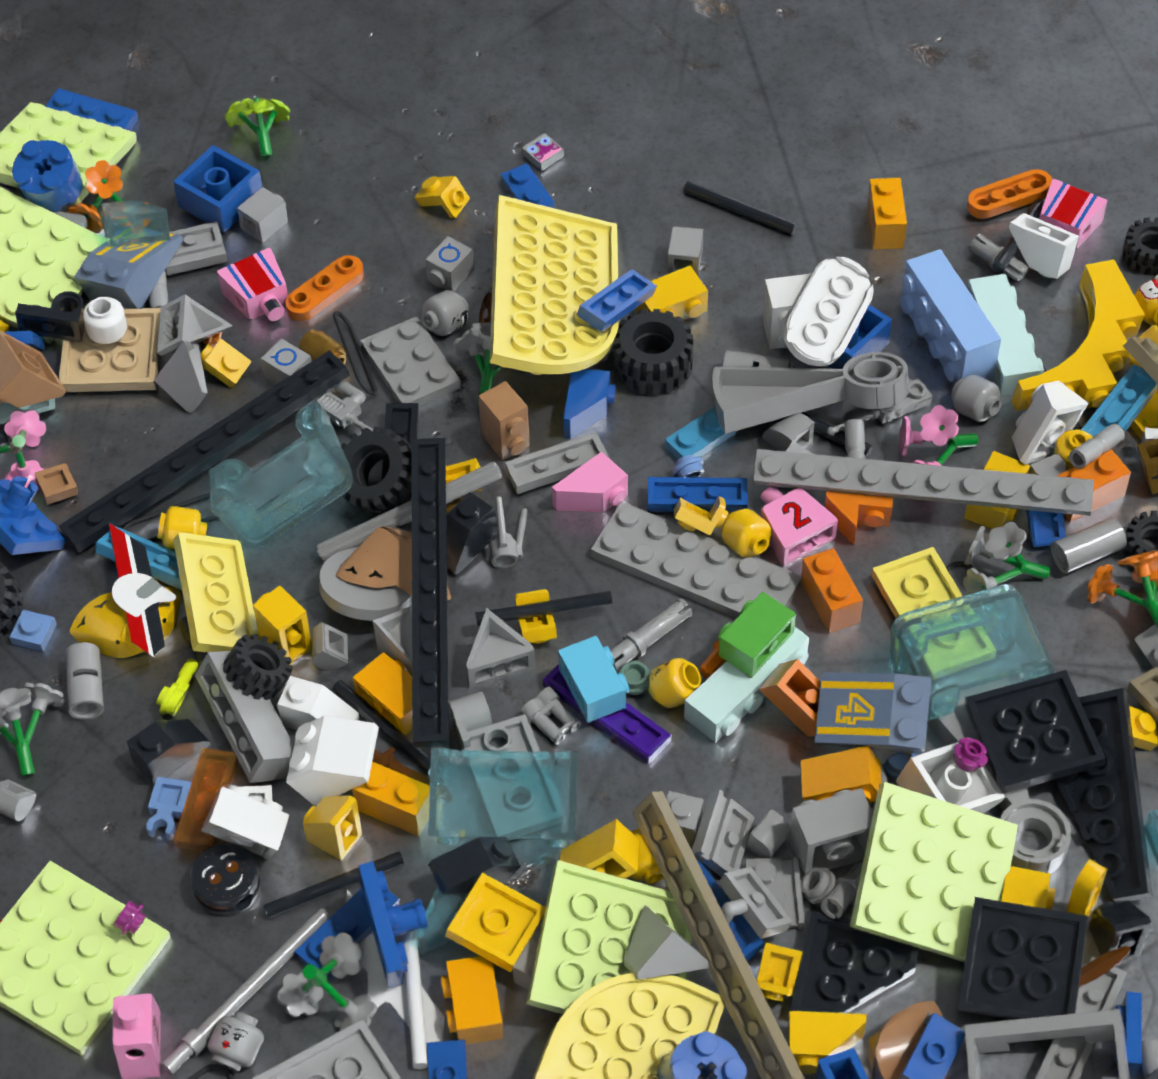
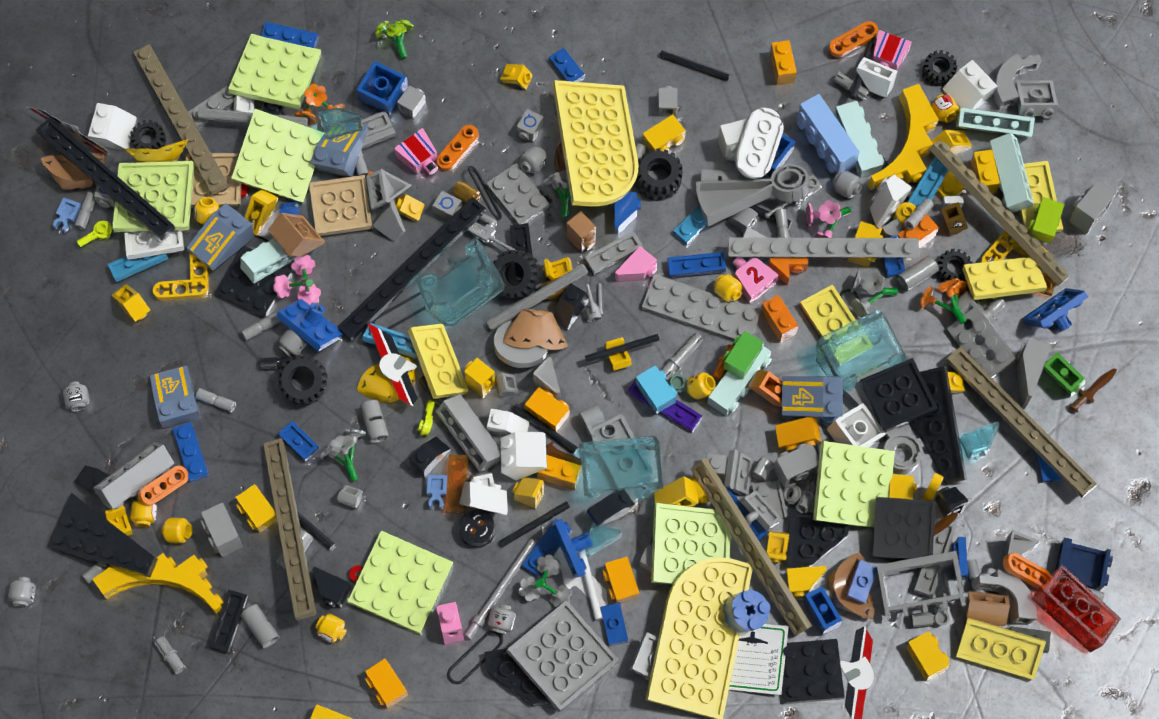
camera: 10 degrees left, 15 degrees up
(33, 630) = (337, 392): medium blue plate -> none
(47, 174) = (276, 88): blue brick -> none
(56, 483) = (329, 298): medium nougat plate -> none
(60, 321) = (305, 195): black plate -> none
(105, 320) = (336, 191): white head -> none
(130, 918) = (433, 559): magenta plate -> none
(179, 520) = (408, 318): yellow head -> none
(257, 666) = (465, 410): black tyre -> none
(429, 595) = (559, 348): black plate -> none
(496, 922) = (628, 539): yellow plate -> none
(497, 652) = (601, 379): light grey slope -> none
(541, 707) = (631, 405): light grey piece -> none
(543, 152) = (571, 37): tile -> none
(616, 300) = (635, 147): blue plate -> none
(660, 949) = (716, 544): light grey slope -> none
(688, 467) = (689, 248): medium blue plate -> none
(693, 517) = (699, 281): yellow bracket -> none
(969, 754) = (862, 416): magenta plate -> none

